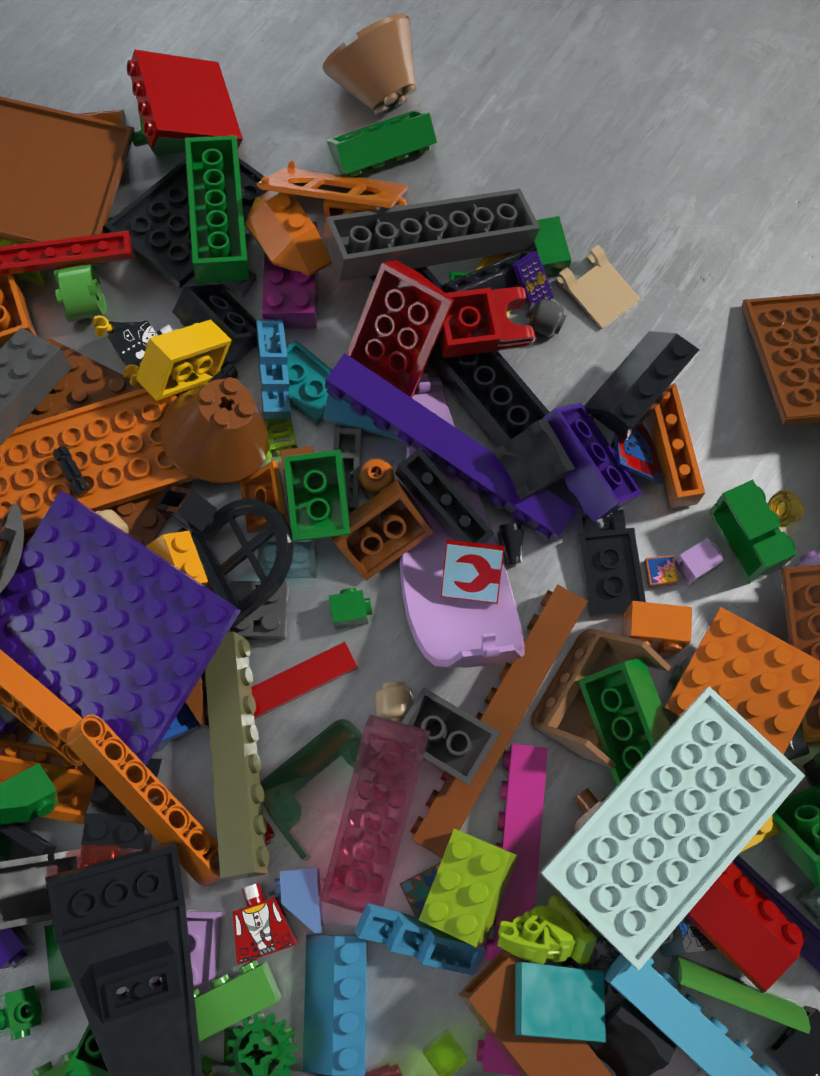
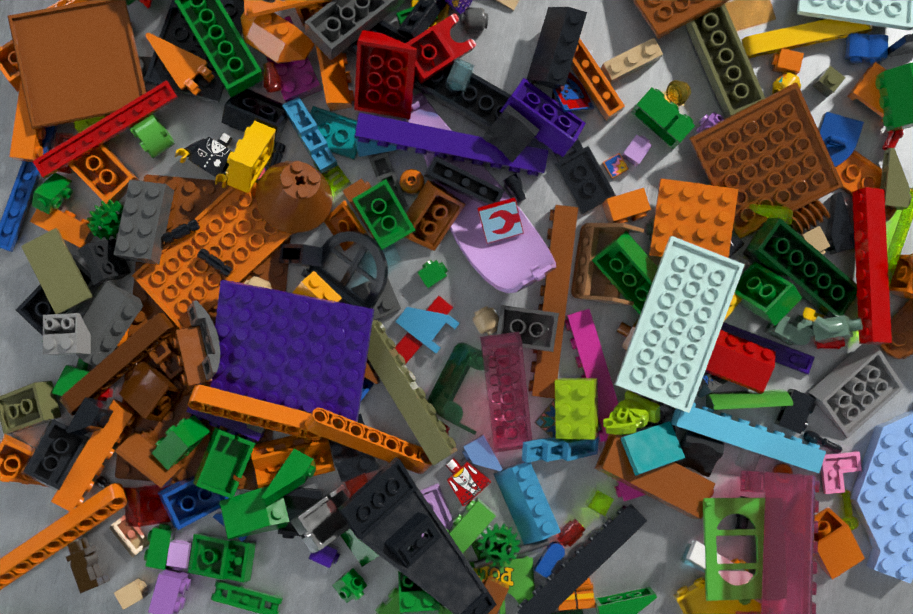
camera: 25 degrees left, 15 degrees up
(49, 415) = (181, 231): none -> black axle
(157, 224) = (180, 63): none -> orange flag
(256, 281) = (271, 78): none -> clear red cone
(307, 674) = (425, 325): none -> dark azure flag
(337, 315) = (336, 81): none -> orange slope
(498, 365) = (460, 75): none -> clear light blue brick
(736, 444) = (632, 61): none -> tan brick

